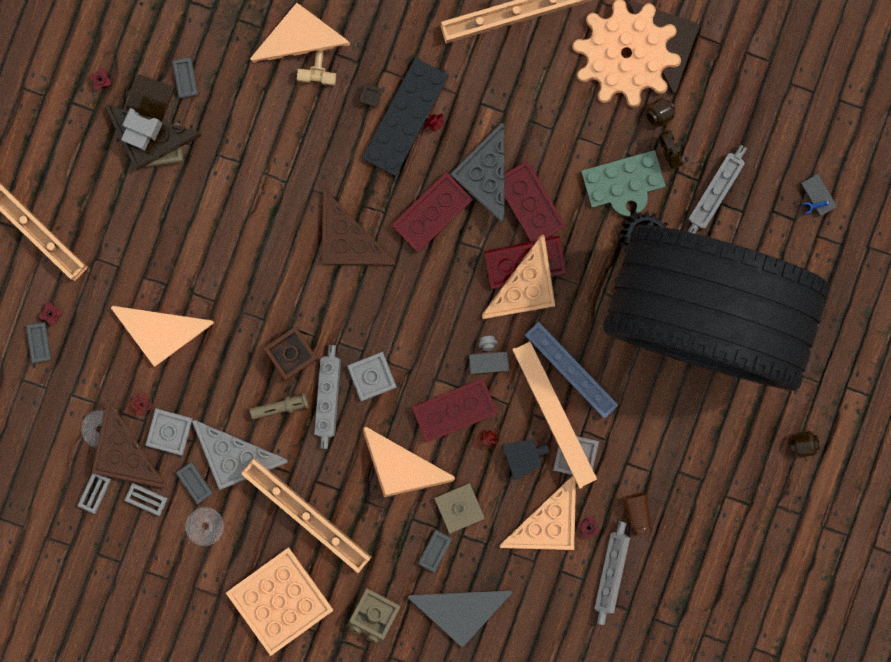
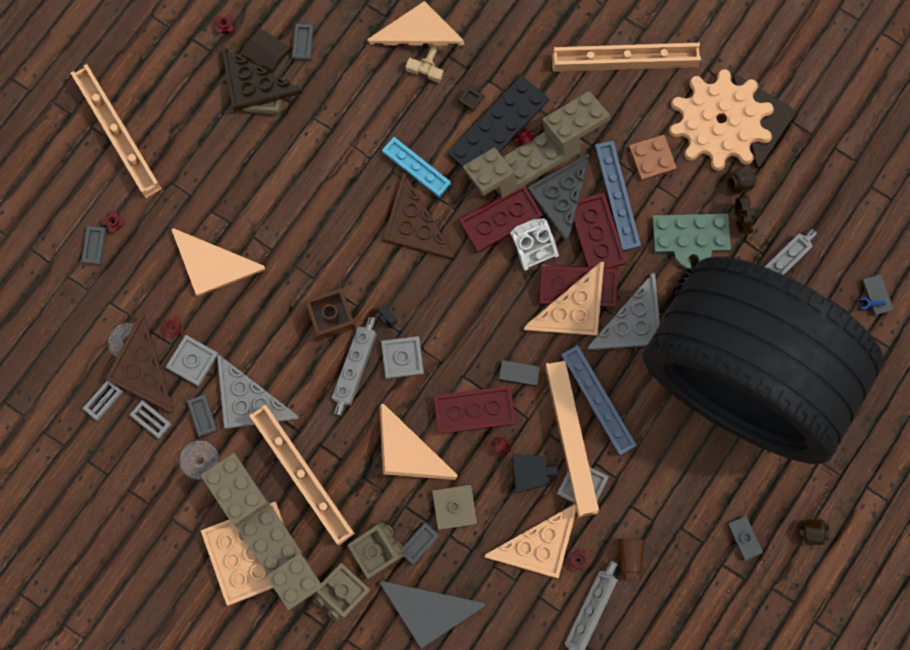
camera: 10 degrees right, 10 degrees down
(139, 129) = (247, 72): light grey piece -> none
(286, 579) = (262, 530): none -> dark tan bracket
(289, 404) = (306, 363): dark tan pin -> none
(335, 181) = (416, 167): none -> medium azure plate
(346, 341) = (387, 317): none -> black plate
(396, 568) = (376, 549): none -> dark tan plate
(455, 138) = (543, 153): none -> dark tan bracket
(470, 229) = (534, 242): none -> white slope
(488, 343) = (523, 353): light grey plate -> none
(541, 159) = (617, 195): none -> sand blue plate
(567, 110) = (652, 157): none -> nougat plate
(589, 283) = (634, 322): none -> light grey tile
(741, 466) = (745, 538): none -> dark grey plate

